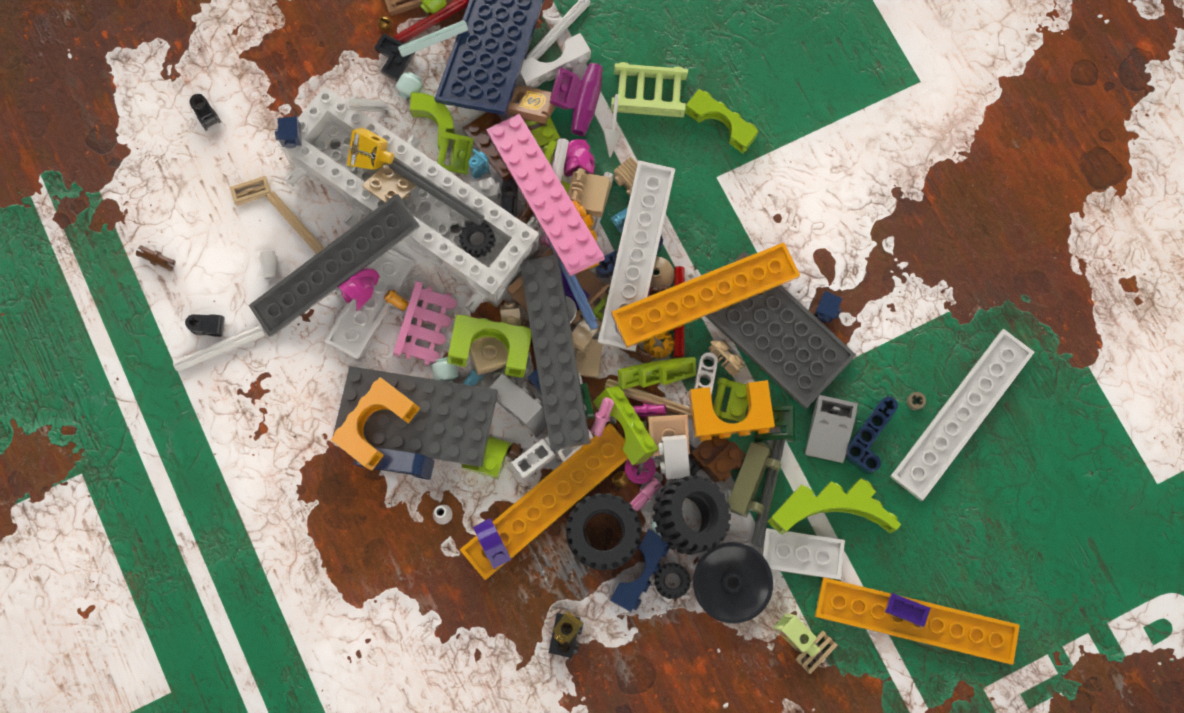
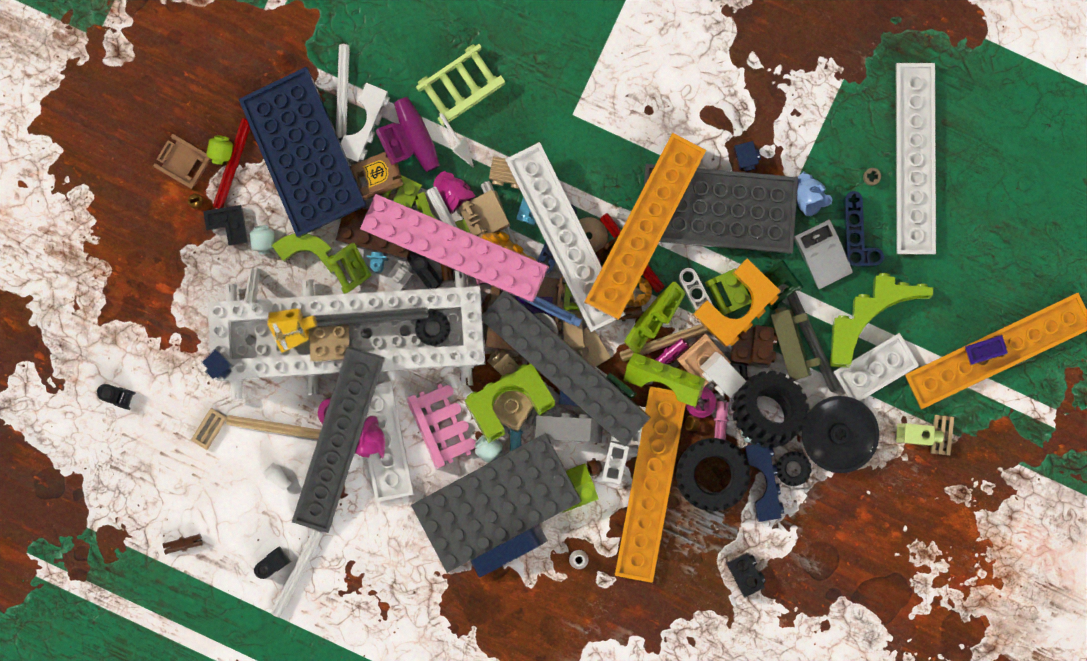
camera: 30 degrees left, 10 degrees up
(351, 433) = (463, 559): light orange arch -> none
(396, 300) = (400, 425): light orange pin -> none
(433, 38) = (250, 184): light aqua axle -> none
(492, 543) = (636, 551): dark purple brick -> none
(567, 618) = (738, 562): clear yellow brick -> none
(602, 416) = (642, 388): bright pink axle -> none
(704, 107) = (515, 64): lime arch -> none
(722, 348) = (690, 257): tan hinge -> none
(856, 376) = (811, 195): none -> light blue helmet

